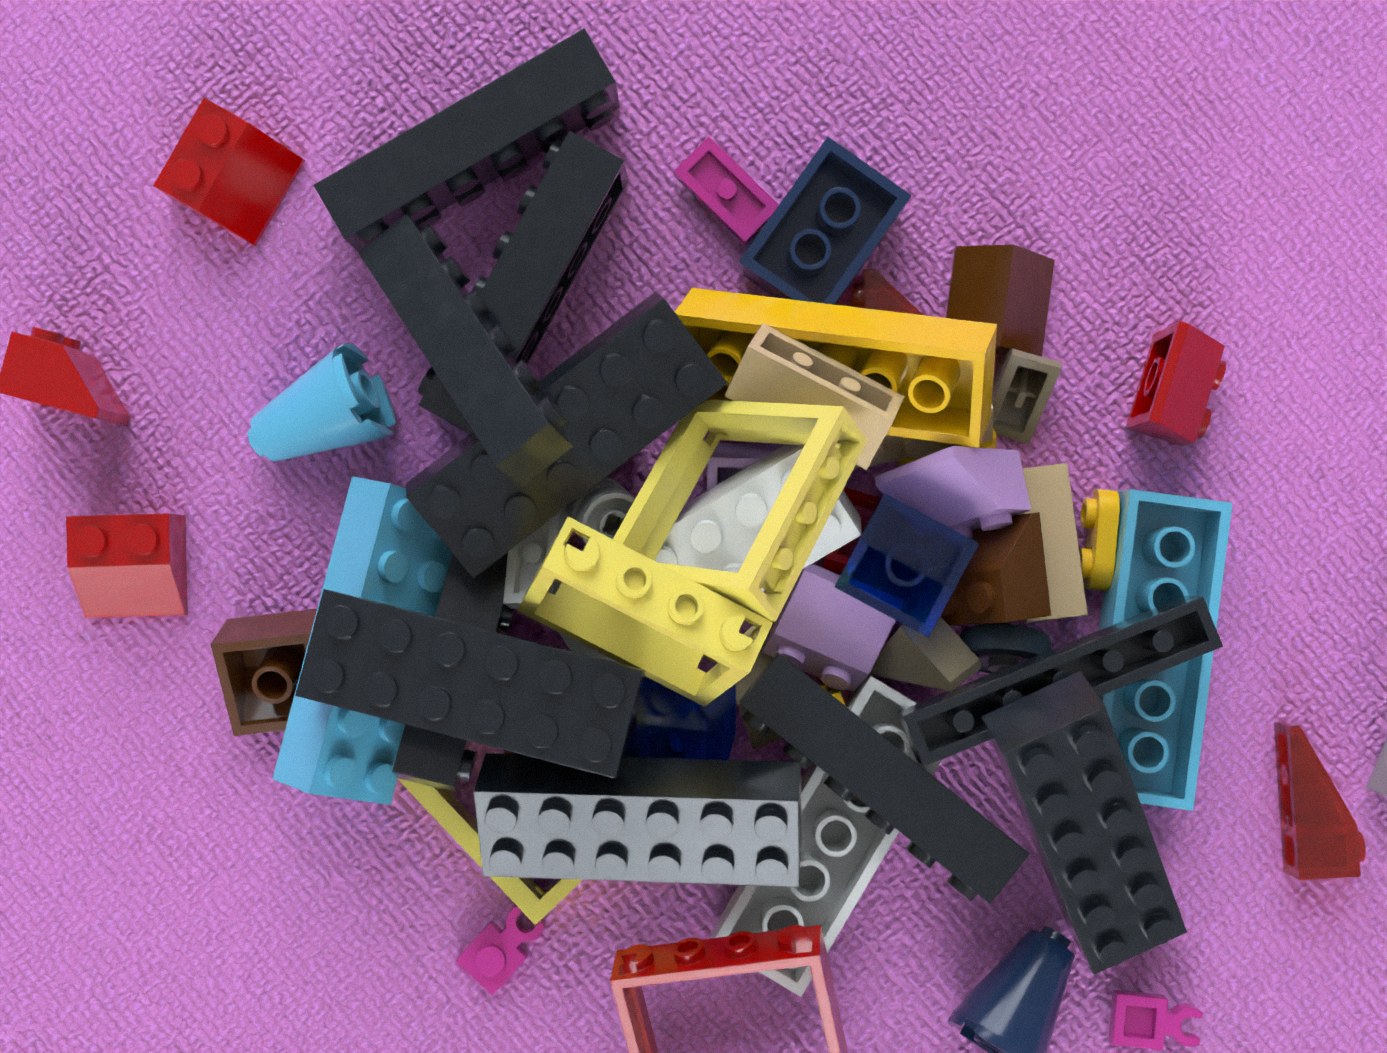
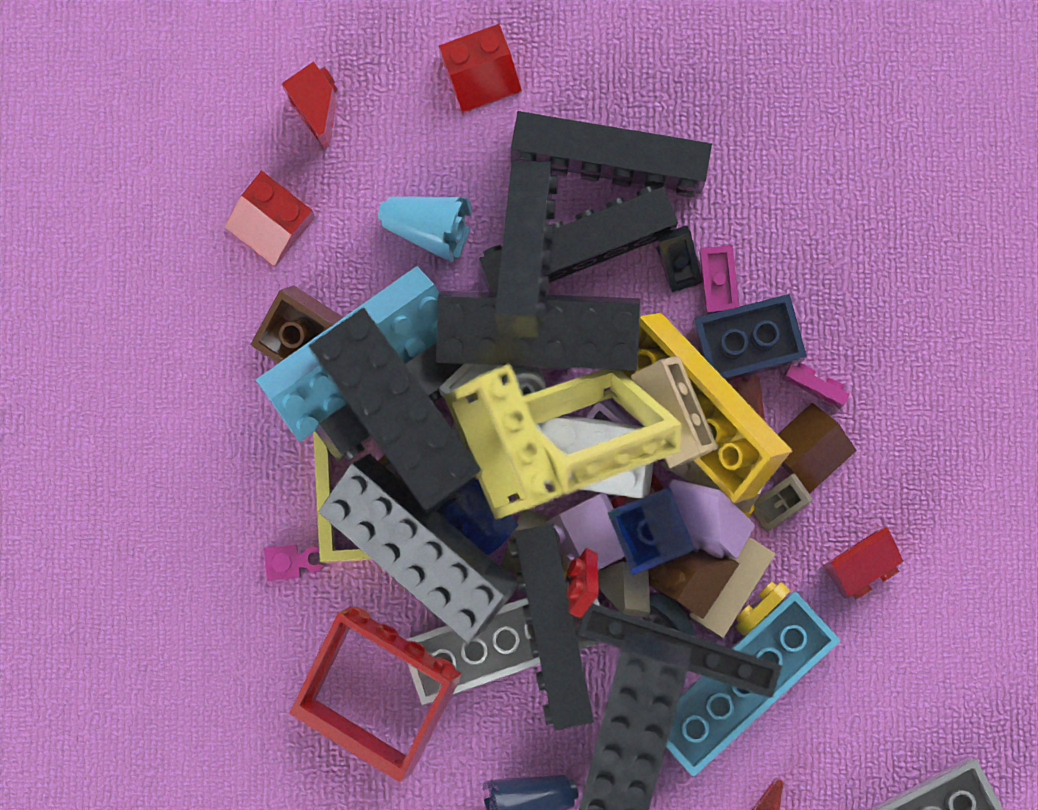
camera: 40 degrees right, 5 degrees down
(658, 205) = (679, 258): none -> black slope
(876, 696) = (582, 582): none -> red plate
(966, 216) = (804, 378): none -> dark pink plate

